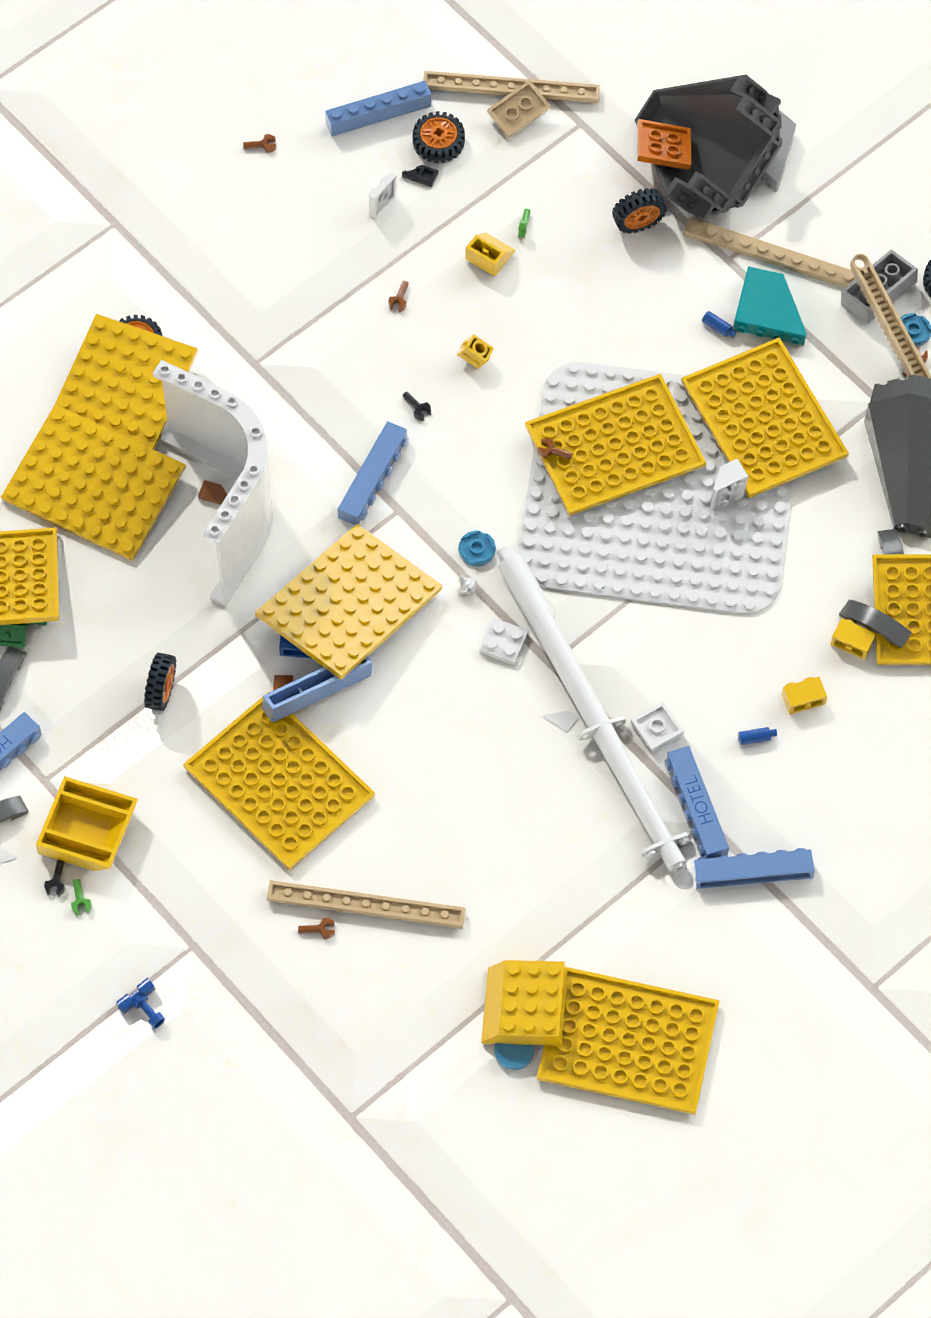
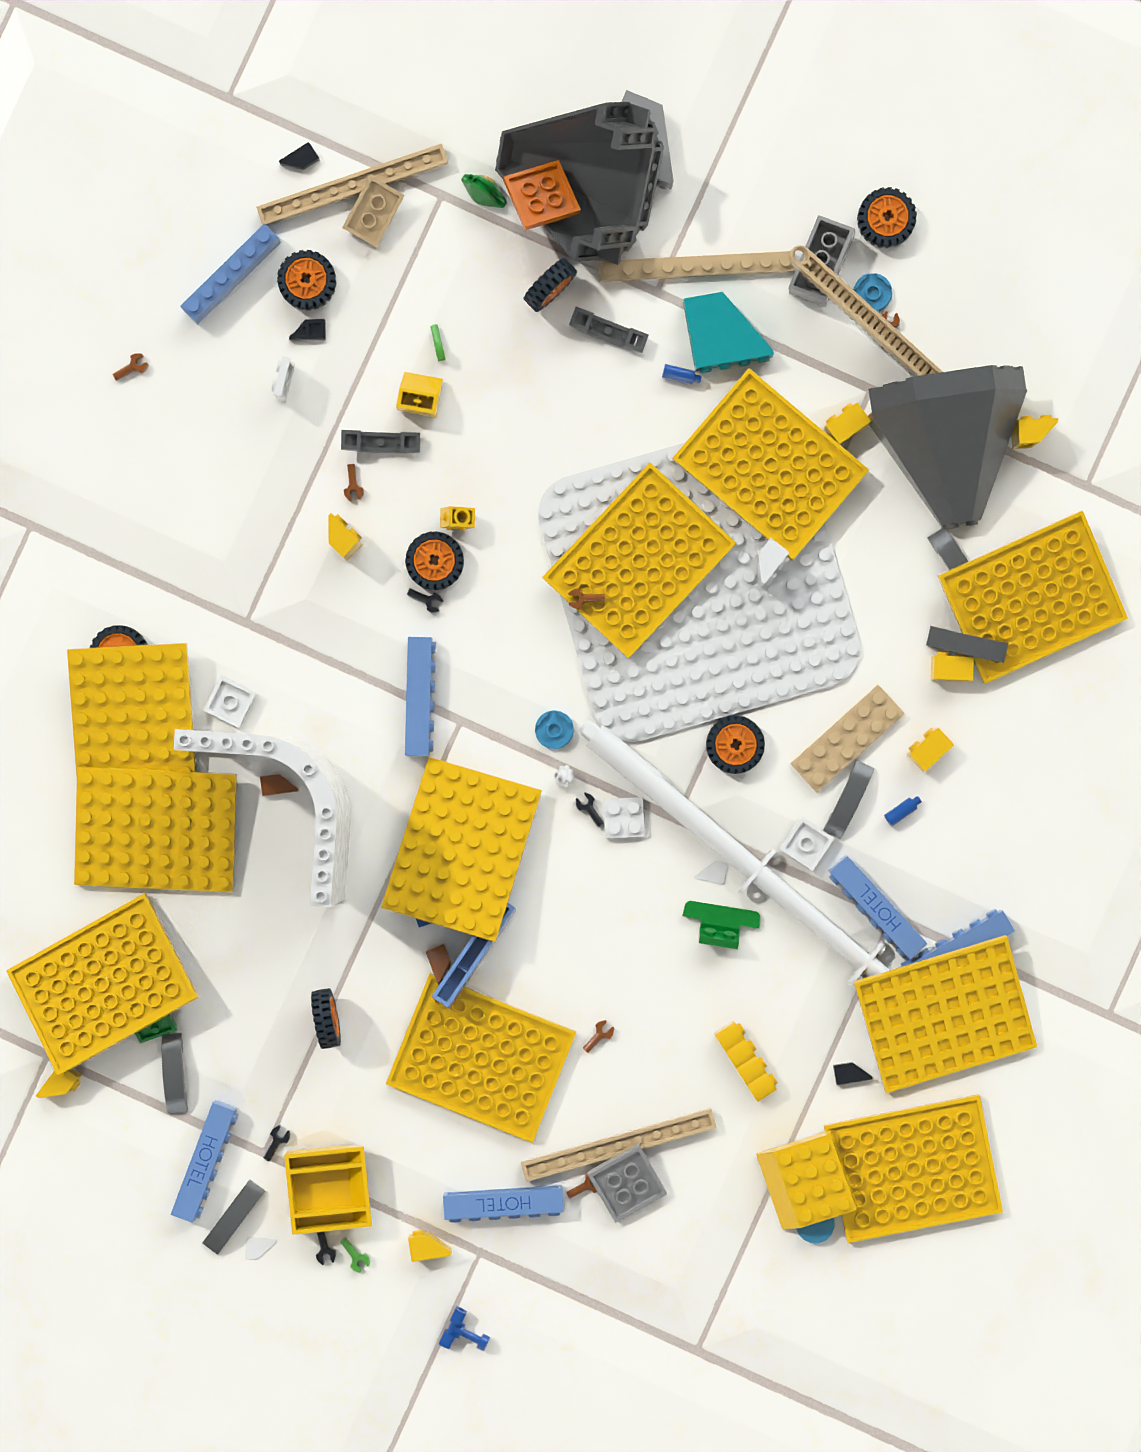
camera: 25 degrees left, 25 degrees up
(62, 772) = (277, 1140): none -> black bar
(148, 915) = (426, 1246): none -> yellow slope
(237, 908) = (503, 1202): none -> medium blue brick
(357, 936) = (627, 1183): none -> light grey plate
(371, 327) = (344, 541): none -> yellow slope
(394, 807) = (598, 1036): none -> dark orange bar
(437, 275) = (380, 442): none -> dark grey slope
(439, 378) = (419, 559): none -> wheel
(476, 620) = (590, 809): none -> black bar
(479, 53) = (301, 157): none -> black tile
(516, 881) = (745, 1061): none -> yellow brick
(550, 759) = (720, 923): none -> green plate
(608, 935) = (849, 1073): none -> black tile
(618, 131) = (484, 190): none -> green hat
(626, 633) = (750, 748): none -> wheel
(670, 269) = (608, 331): none -> dark grey slope
(710, 707) = (849, 799): none -> dark grey slope
(719, 914) = (945, 1014): none -> yellow plate
(733, 659) = (847, 738): none -> tan plate
(846, 414) = (846, 424): none -> yellow brick

